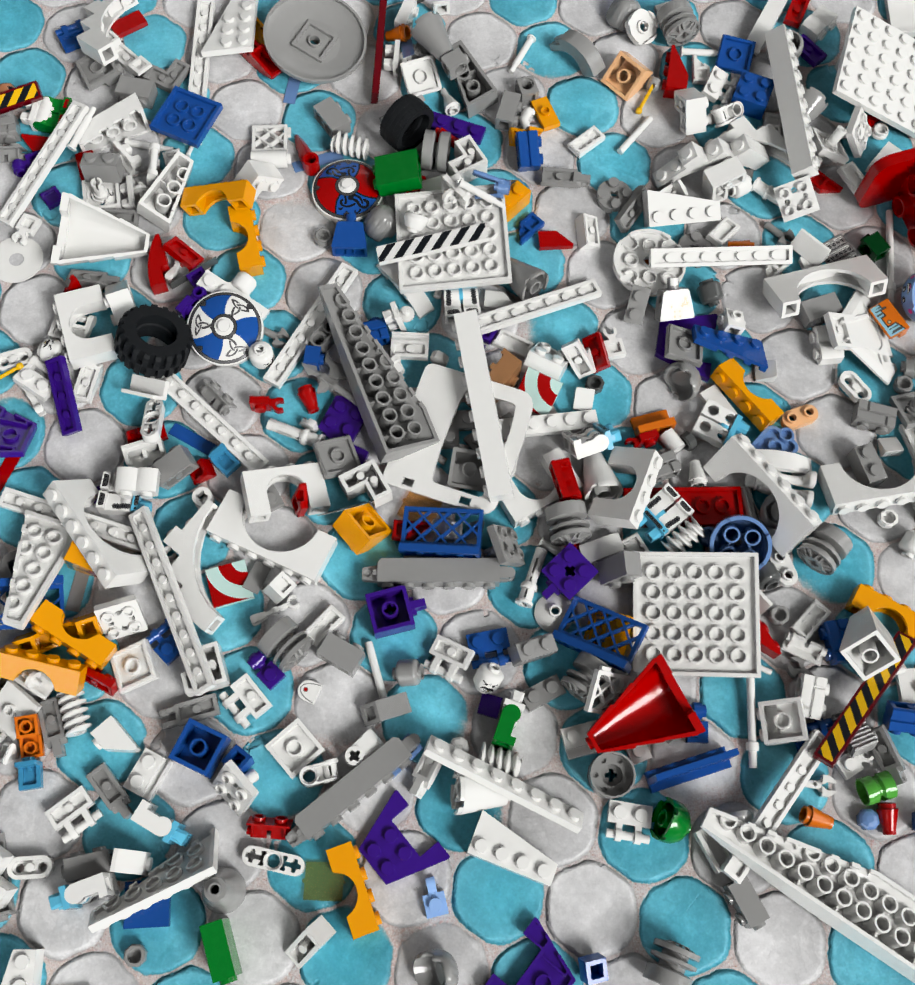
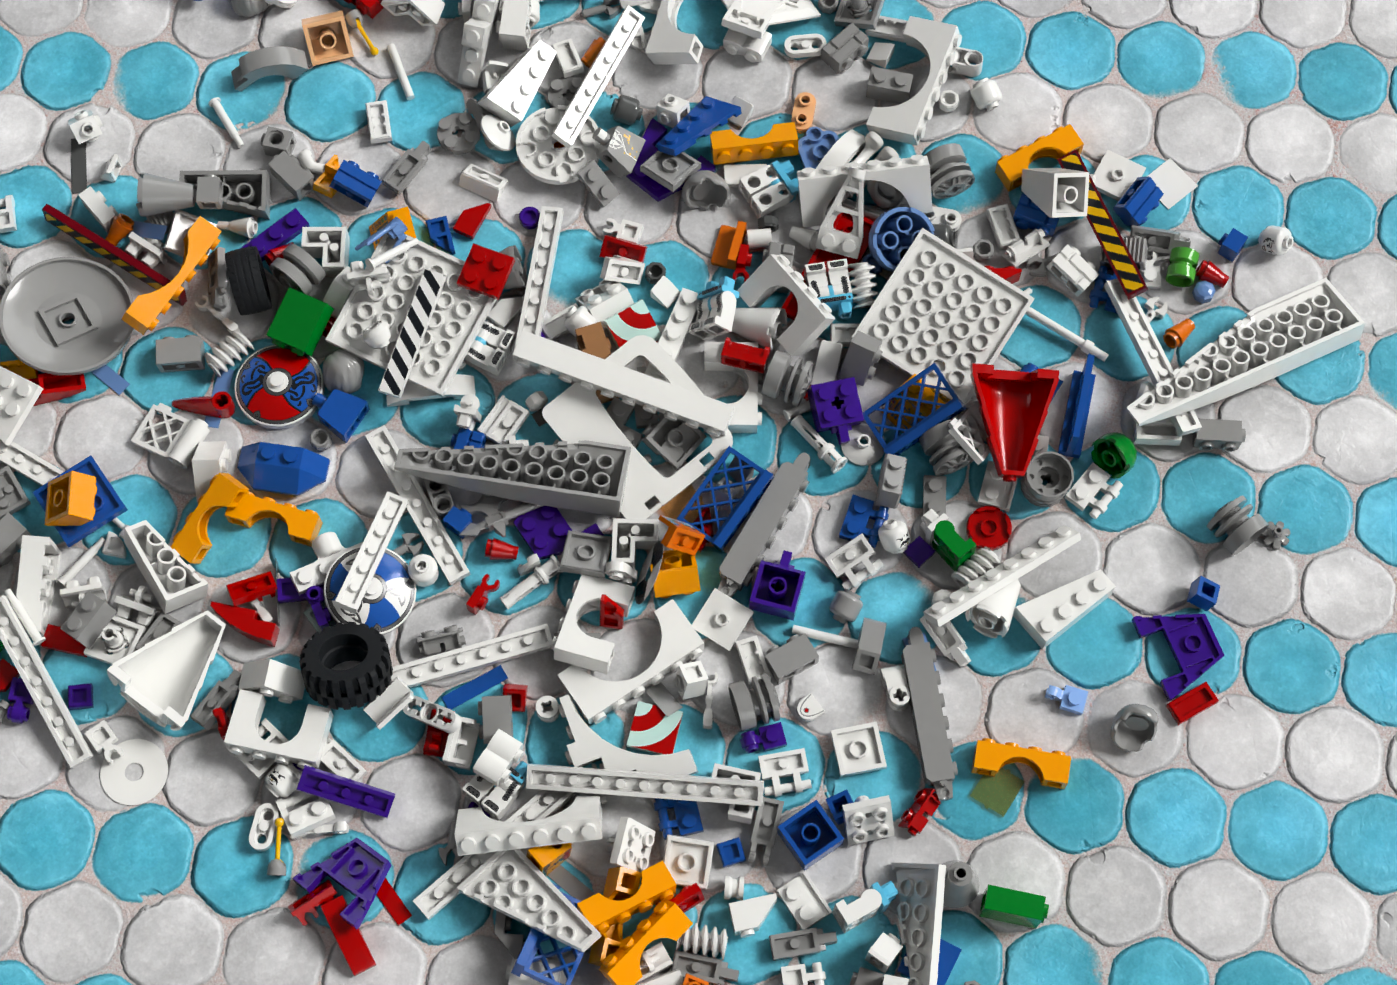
camera: 55 degrees left, 0 degrees up
(129, 713) = (734, 887): none -> white wheel
(153, 163) = (120, 568): white plate -> none
(160, 695) = (731, 852): none -> blue tile
(179, 108) = (70, 500): none -> light orange slope
(223, 460) = (519, 667): dark azure bracket -> none
(248, 310) = (371, 552): none -> white plate
(259, 851) = (970, 815): white beam -> none
(286, 227) = (282, 468): none -> blue wedge
(310, 941) = (1047, 826): white slope -> none
(322, 773) = (897, 735): white piece -> none
(337, 494) = (621, 572): none -> white plate
(343, 584) = (722, 619): none -> white plate
(344, 74) = (147, 307): none -> light orange arch
(373, 134) = (227, 323): none -> white piece
(387, 513) = (681, 536): none -> orange panel
(391, 852) = (1002, 714): dark purple wing -> none
(504, 546) = (775, 449): light grey plate -> none
(509, 262) = (485, 271): none -> red plate
(519, 348) = (578, 318): none -> white head
(543, 751) = (989, 527): none -> red tile
(545, 113) = (317, 141): light orange plate -> none
(580, 275) = (529, 217): none -> dark purple tile
(629, 217) = (498, 132): none -> white dish
(707, 498) = (838, 241): none -> white plate
(782, 721) = (1081, 306): white plate -> none
(813, 309) = (708, 24): light grey brick -> none

